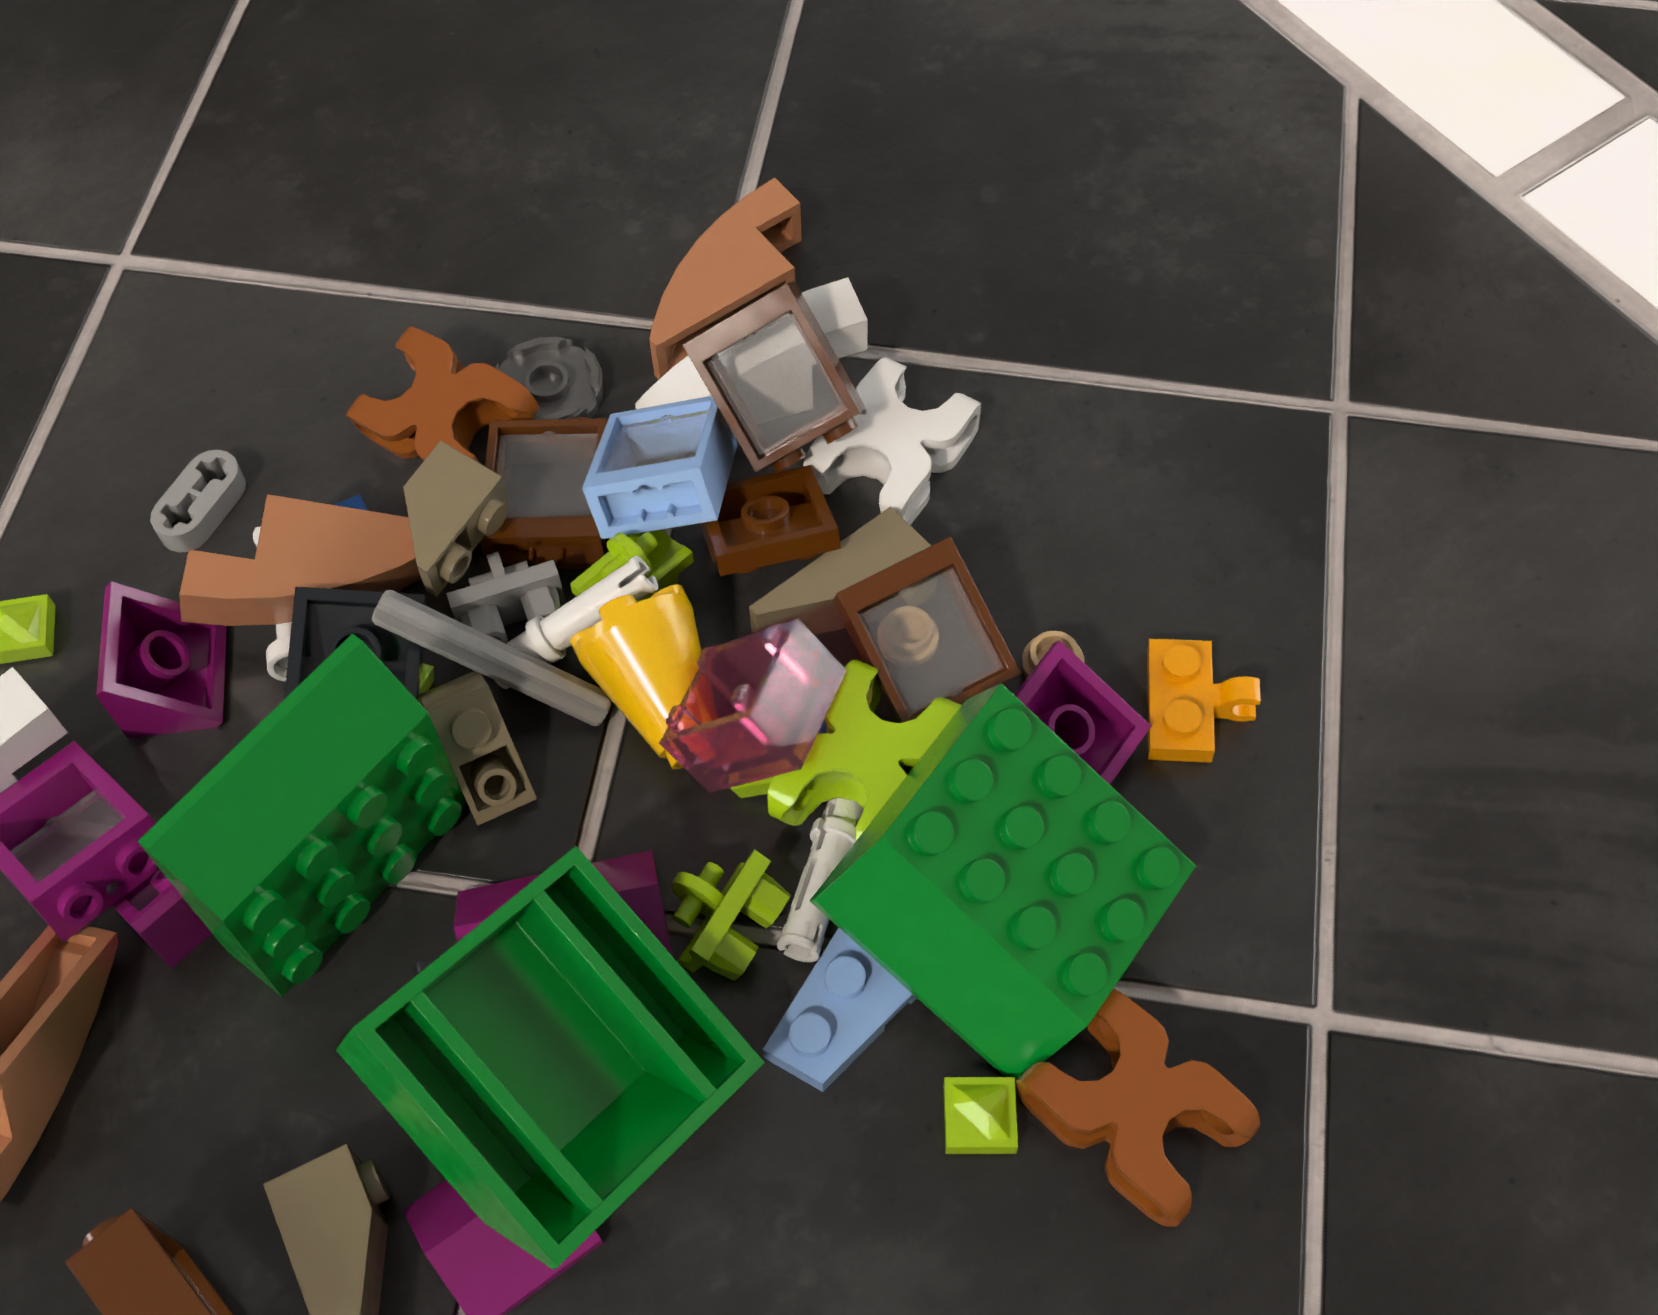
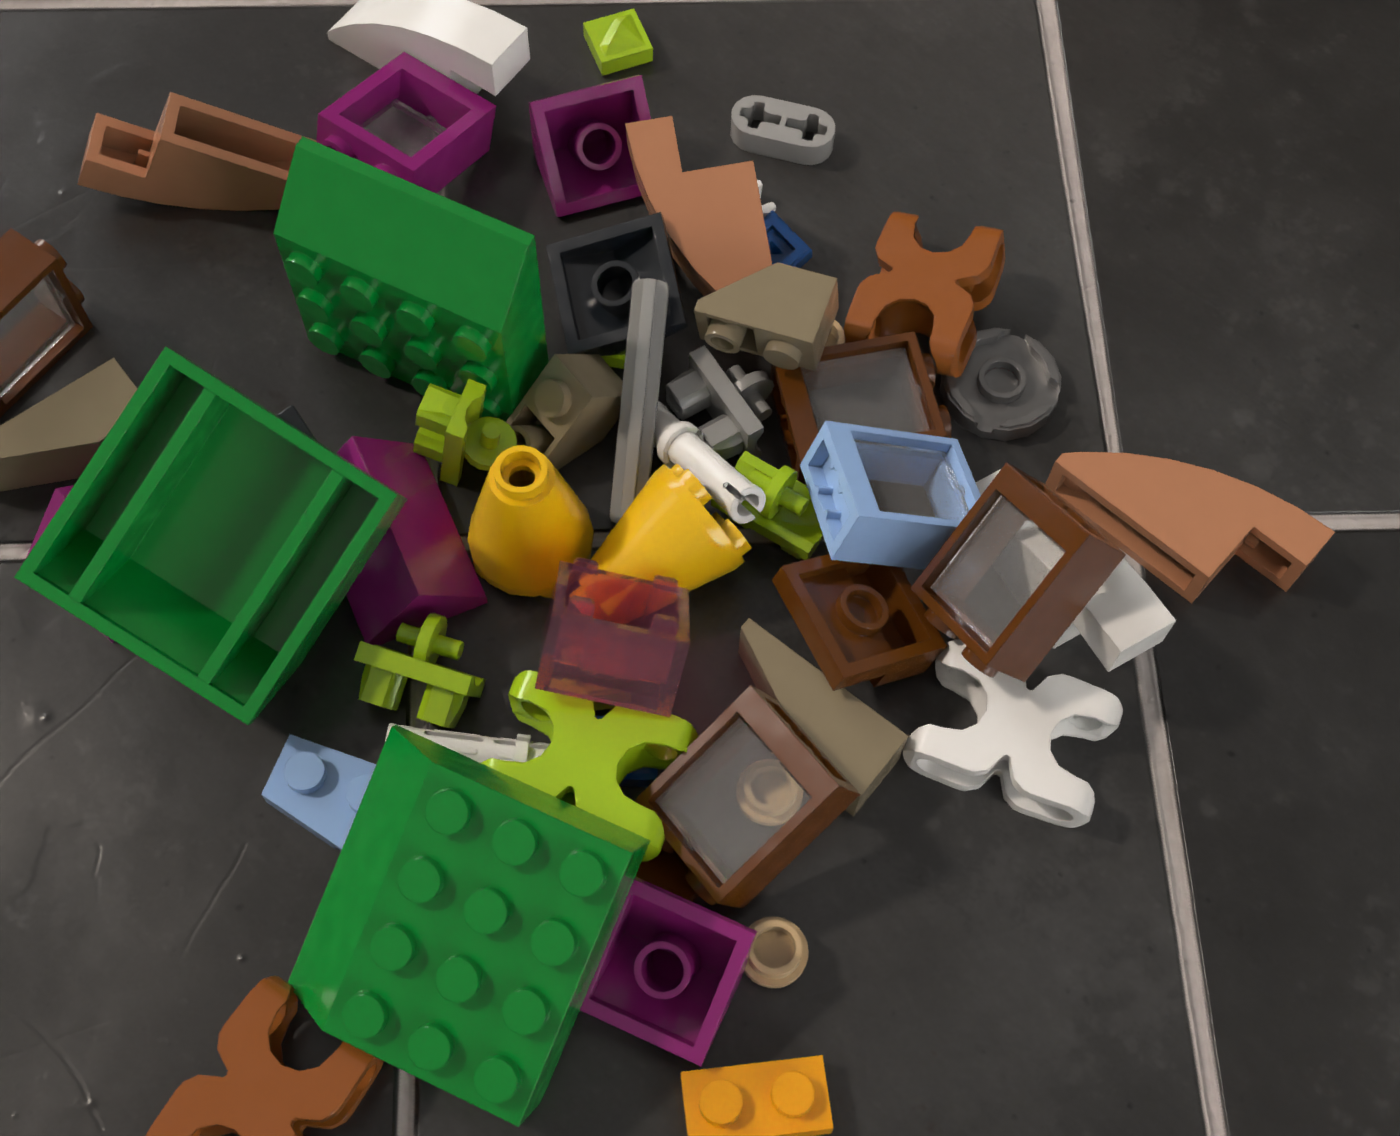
camera: 75 degrees right, 5 degrees up
(474, 831) = (455, 429): none -> lime hips
(595, 786) = (527, 524): none -> yellow cone
(980, 1115) = (248, 949): lime tile -> none

